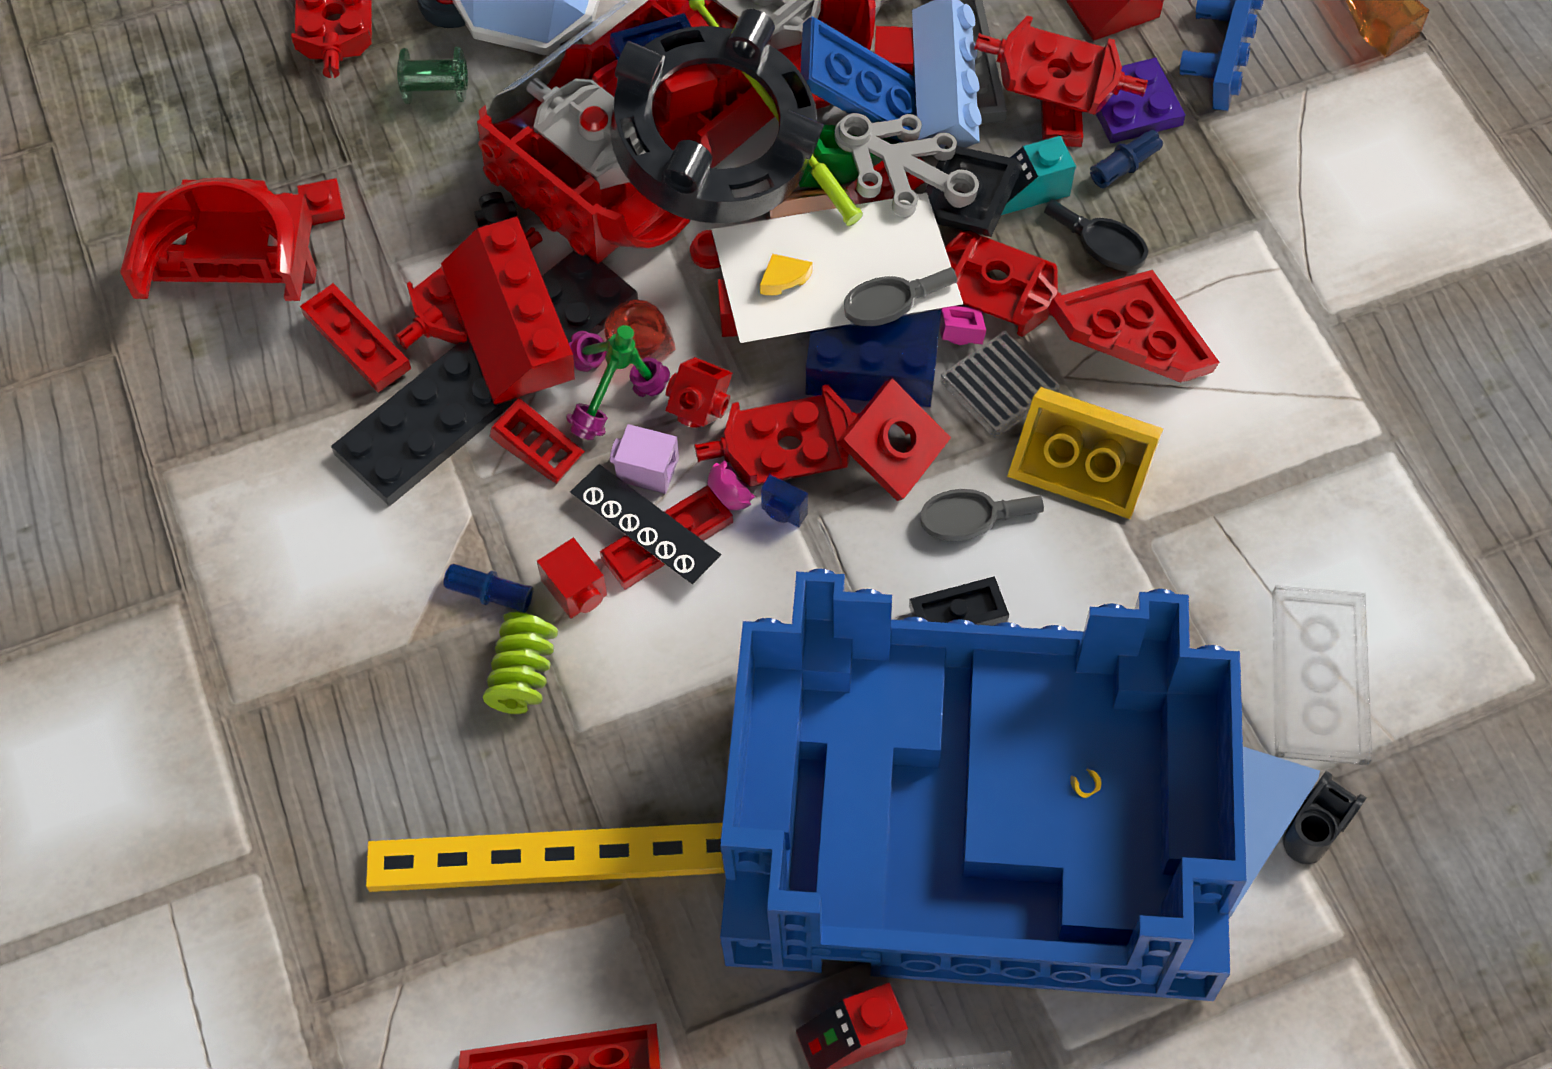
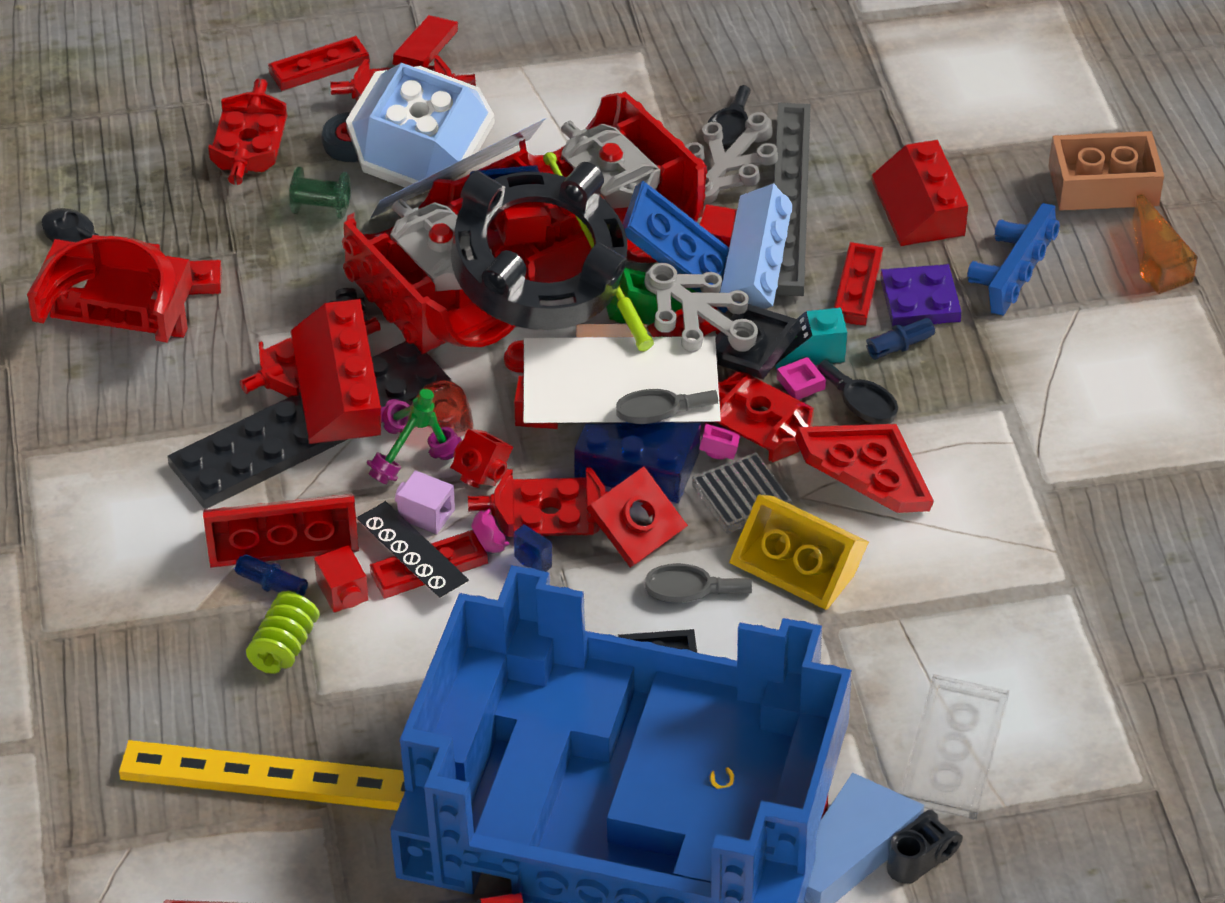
camera: 10 degrees right, 15 degrees down
(152, 162) = (67, 225): none -> black piece
(355, 337) = (207, 379): red plate -> none
(487, 523) = (281, 529): none -> red slope
(521, 411) = (330, 453): red slope -> none
(784, 274) = (574, 375): yellow tile -> none
(1031, 227) = (801, 378): none -> dark pink plate
(1090, 69) = (831, 243): red plate -> none

